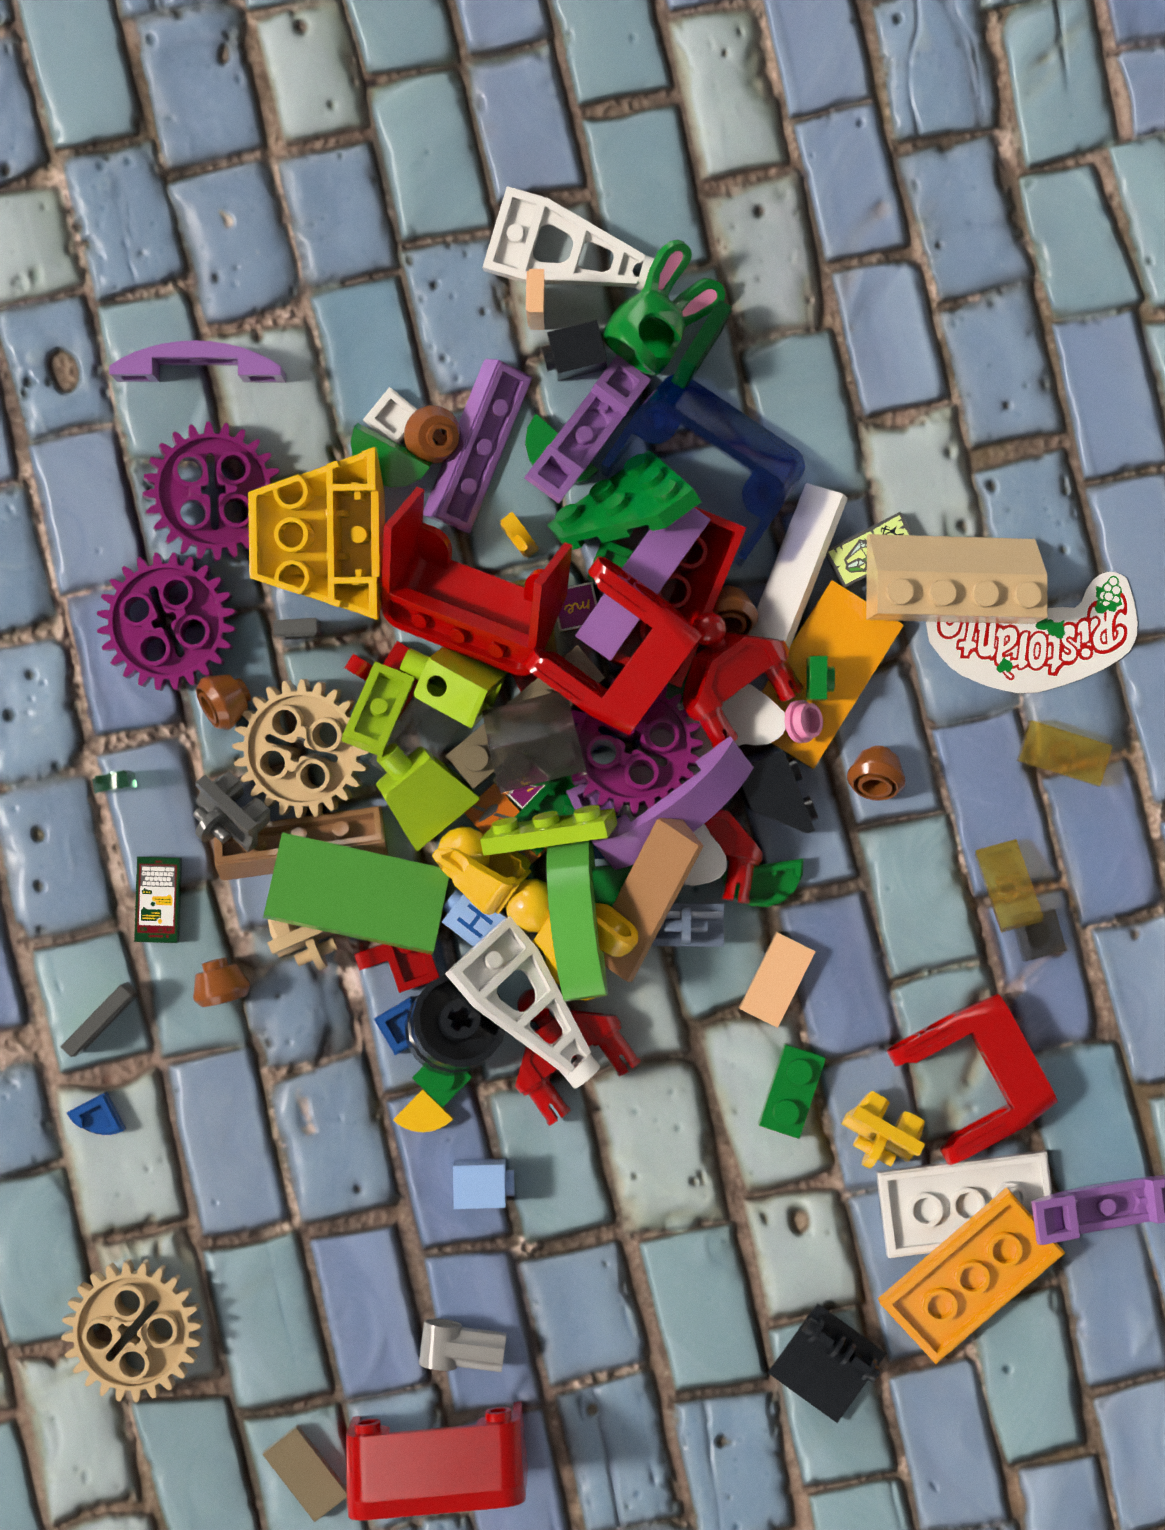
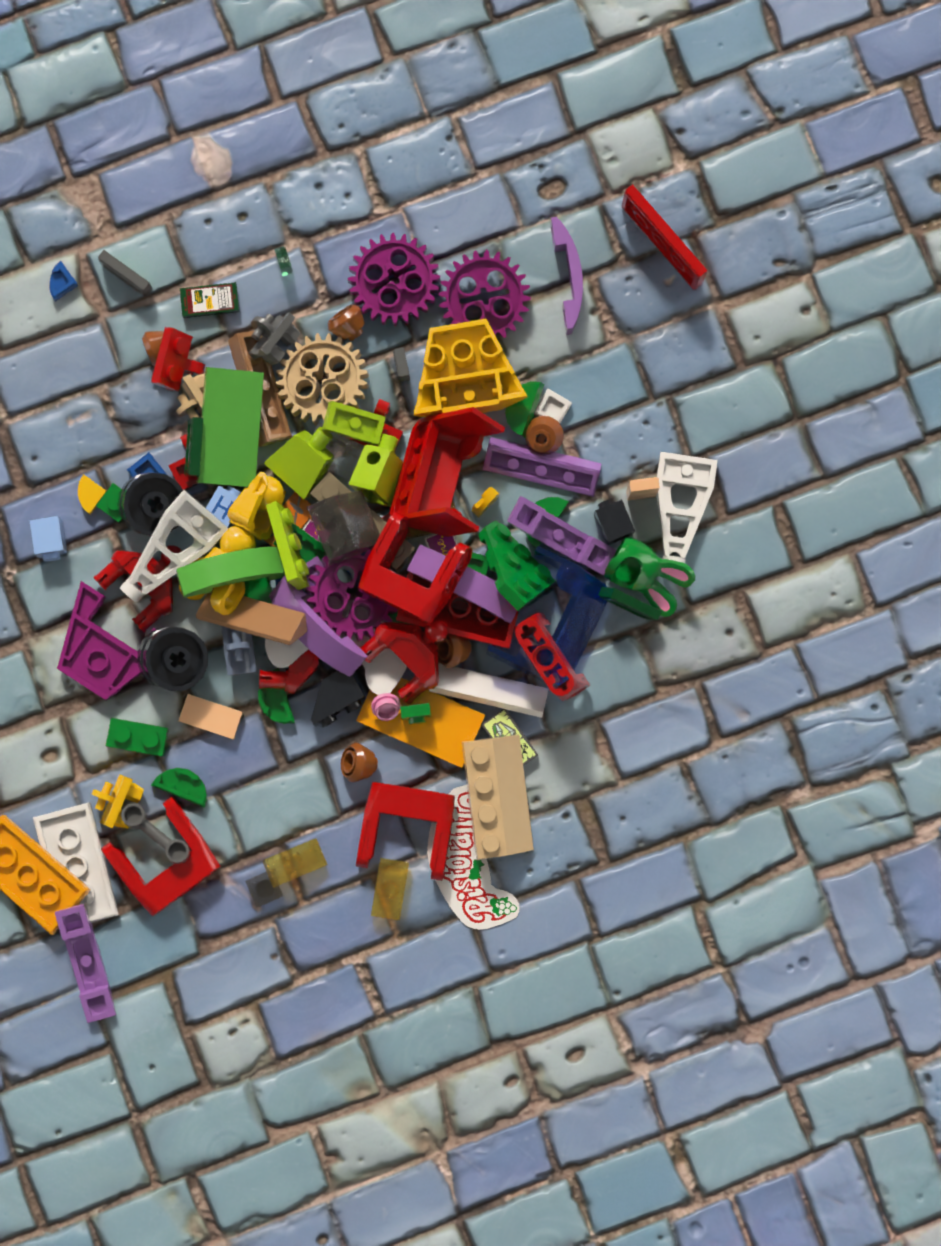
camera: 80 degrees right, 5 degrees down
(163, 212) = (663, 237): none -> red tile
(243, 963) = (173, 360): none -> red plate
(380, 951) = (193, 447): none -> dark green tile
(668, 1132) = (92, 653): none -> magenta wing
(710, 1010) = (189, 662): none -> black wheel
(810, 440) = (536, 625): none -> red connector
(870, 1032) = (182, 784): none -> green tile
(912, 1107) = (136, 818): none -> dark grey bar
(948, 705) = (409, 804): none -> red connector

